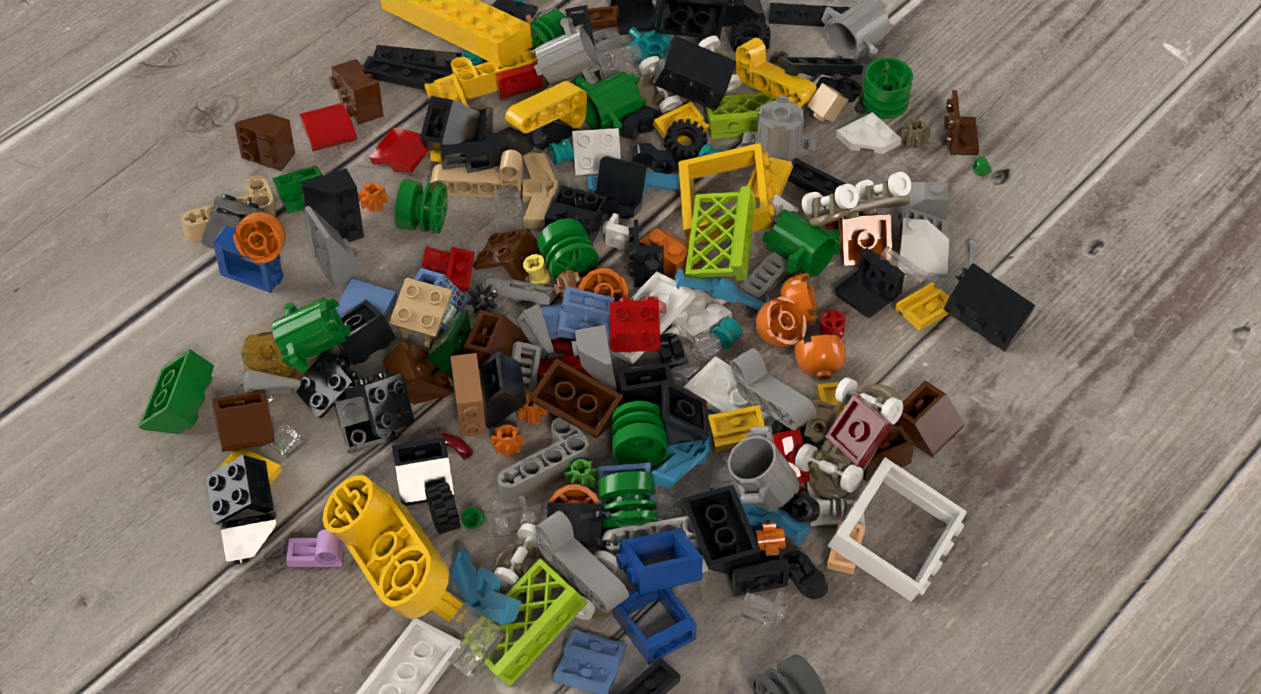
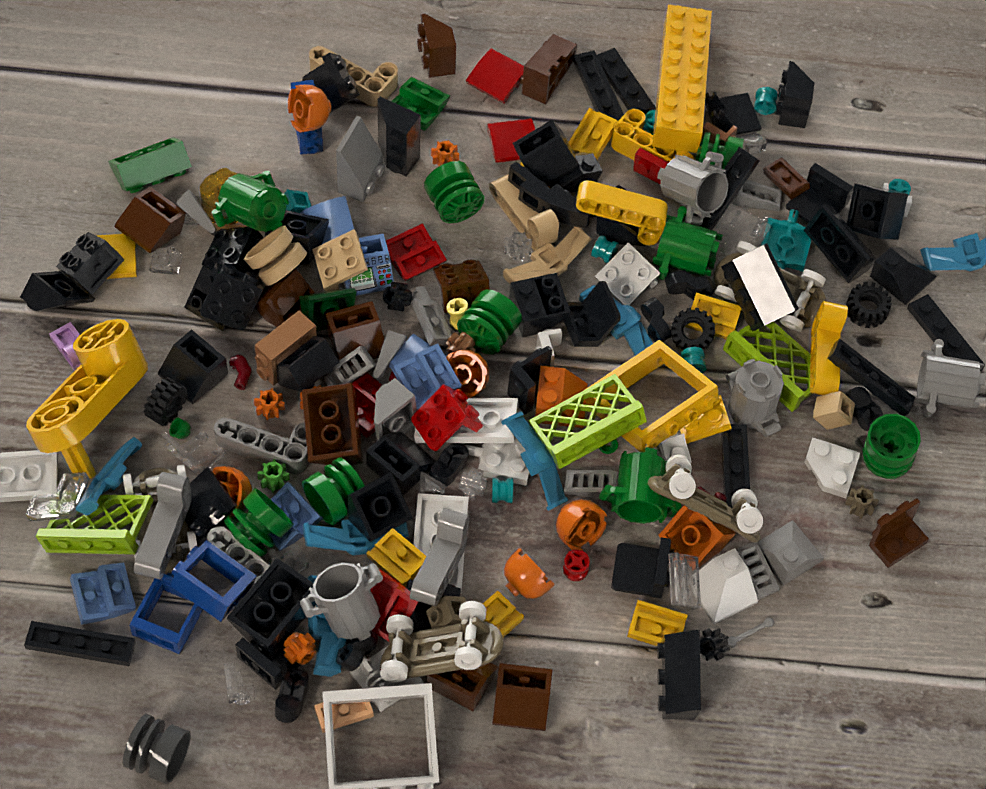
camera: 50 degrees right, 10 degrees up
(377, 344) = (275, 255): none -> tan wheel
(778, 326) = (536, 523): orange cylinder -> none
(859, 430) = (436, 646): plate -> none
(981, 166) = (870, 579): green hinge -> none

